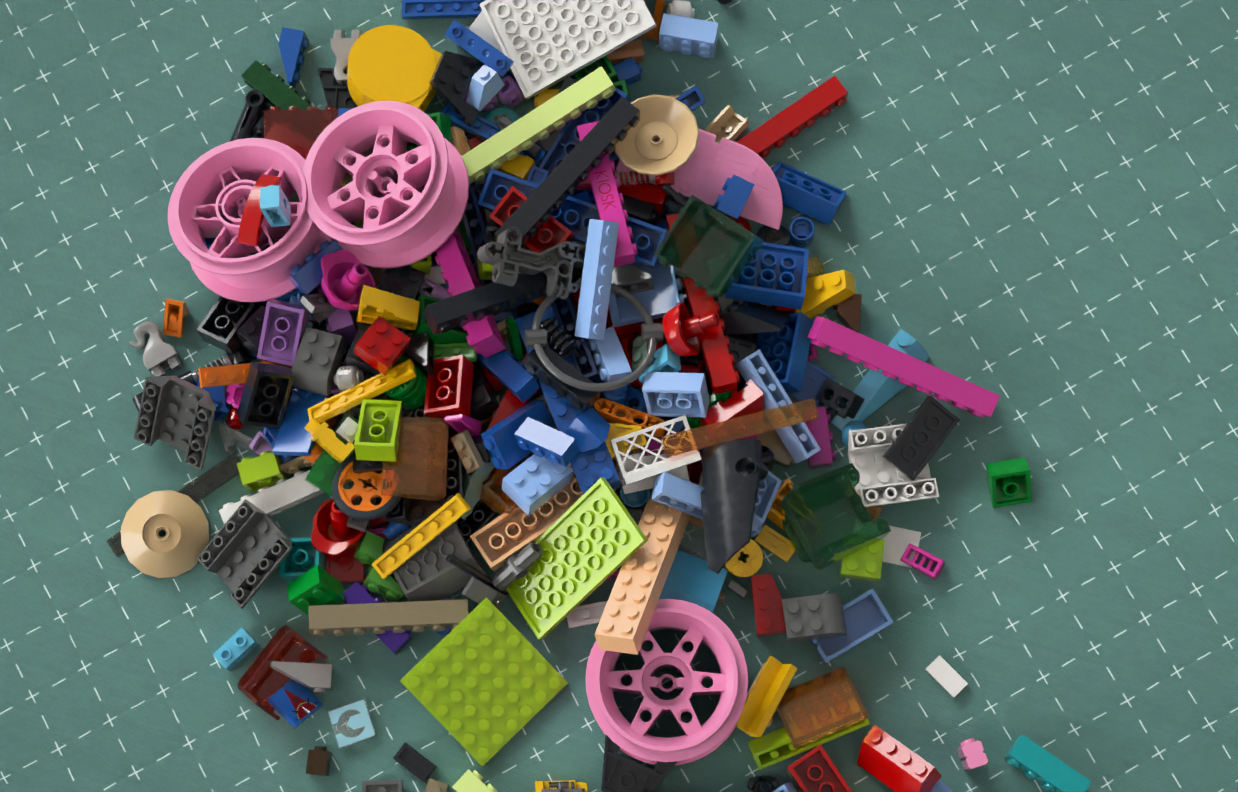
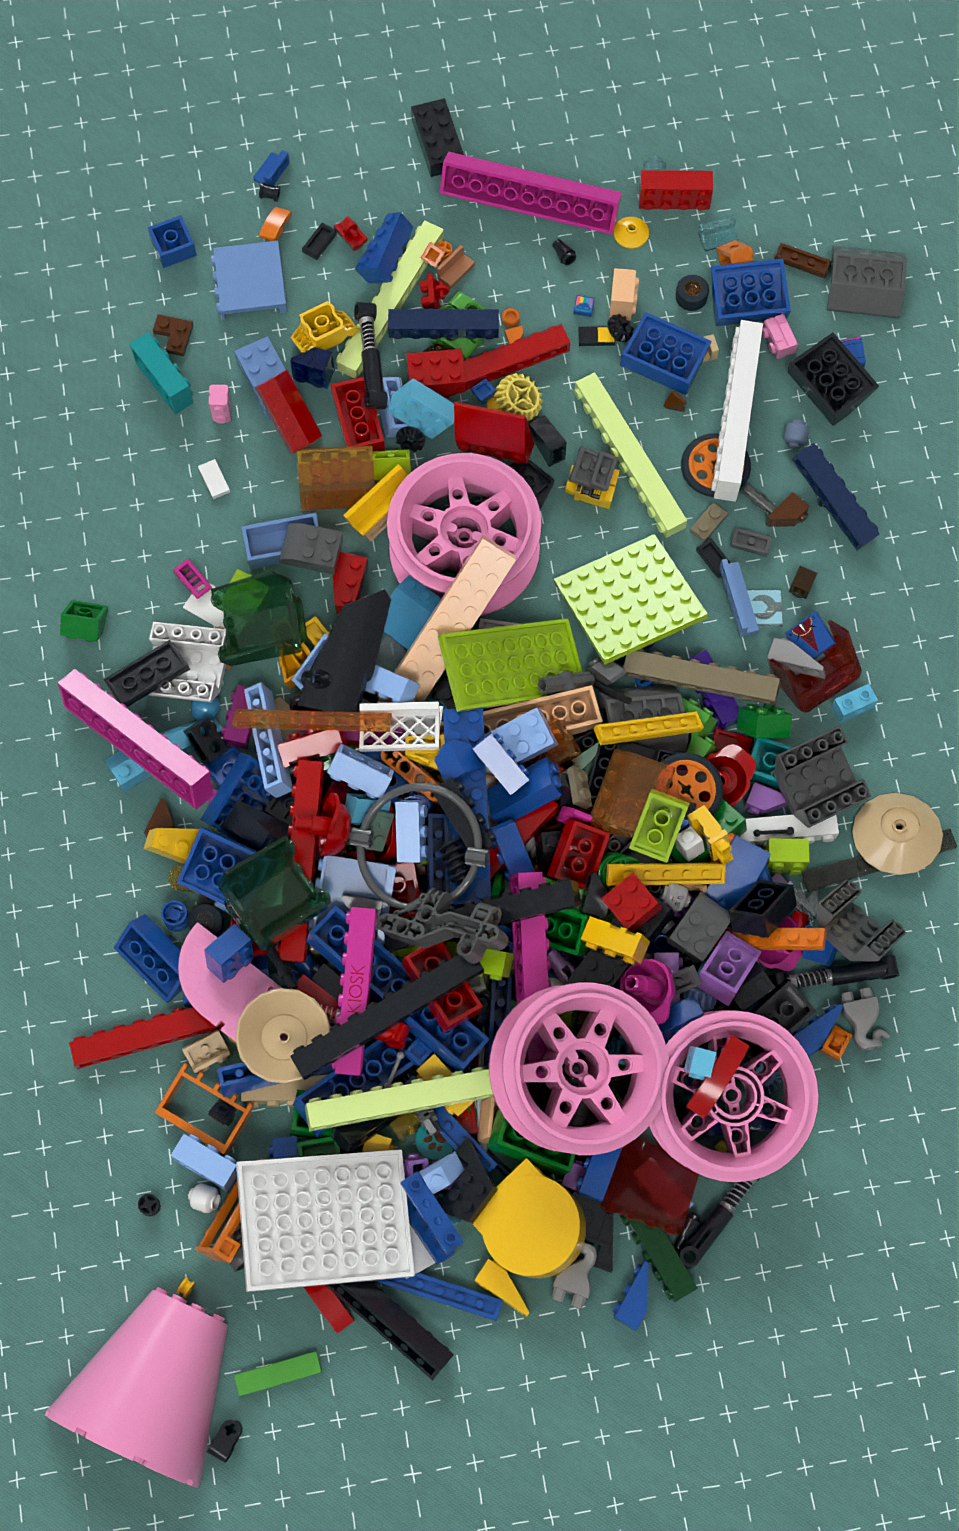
camera: 170 degrees left, 5 degrees down
(192, 319) = (815, 1035): none -> blue slope
(264, 495) = (789, 831): none -> black hinge
(298, 522) = (764, 800): none -> medium lavender slope
(377, 721) = (738, 598): none -> medium blue fence
(416, 24) = (497, 1282): none -> yellow slope
(553, 137) = (400, 1055): none -> light grey hinge
(596, 279) = (396, 896): light blue brick -> none
(691, 78) = (223, 1112): none -> black bracket
(735, 66) = (176, 1120): none -> orange hinge

